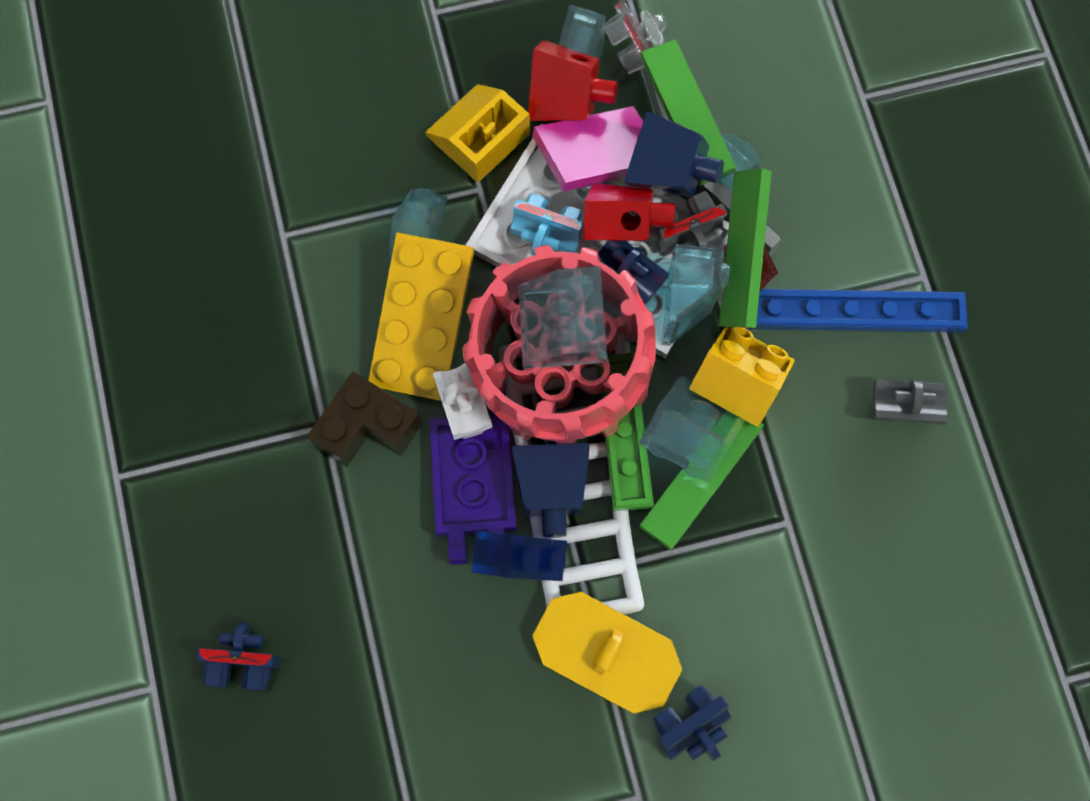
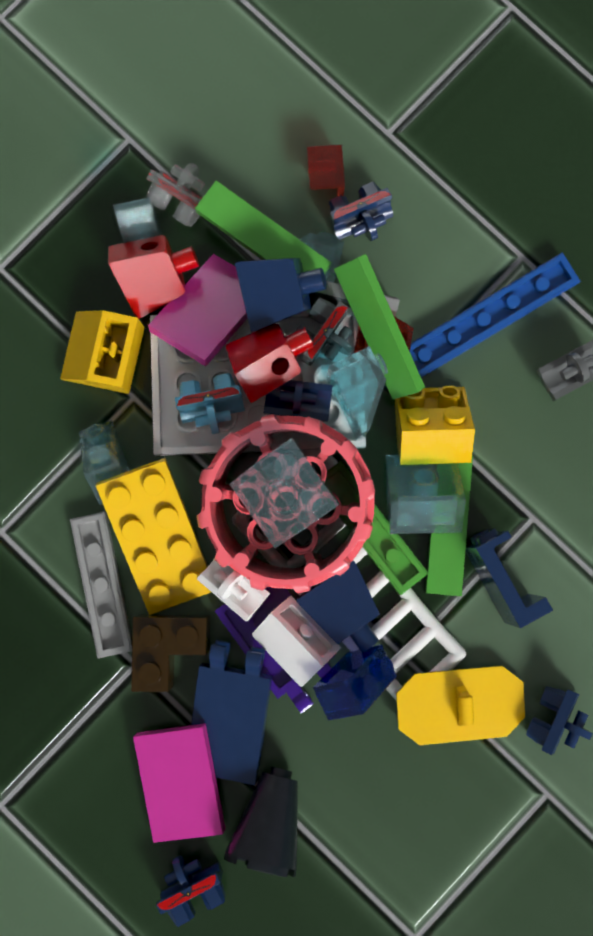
camera: 30 degrees left, 10 degrees up
(293, 554) = (179, 783): none -> dark pink tile
(342, 333) = (102, 584): none -> light grey tile
(350, 645) = (268, 827): none -> black cone
(380, 521) = (234, 711): none -> dark blue tile
(487, 486) = (295, 641): none -> white panel
(713, 583) = (511, 607): none -> dark blue panel
(784, 89) = (326, 168): none -> clear red panel
(792, 148) = (362, 215): none -> dark blue hips

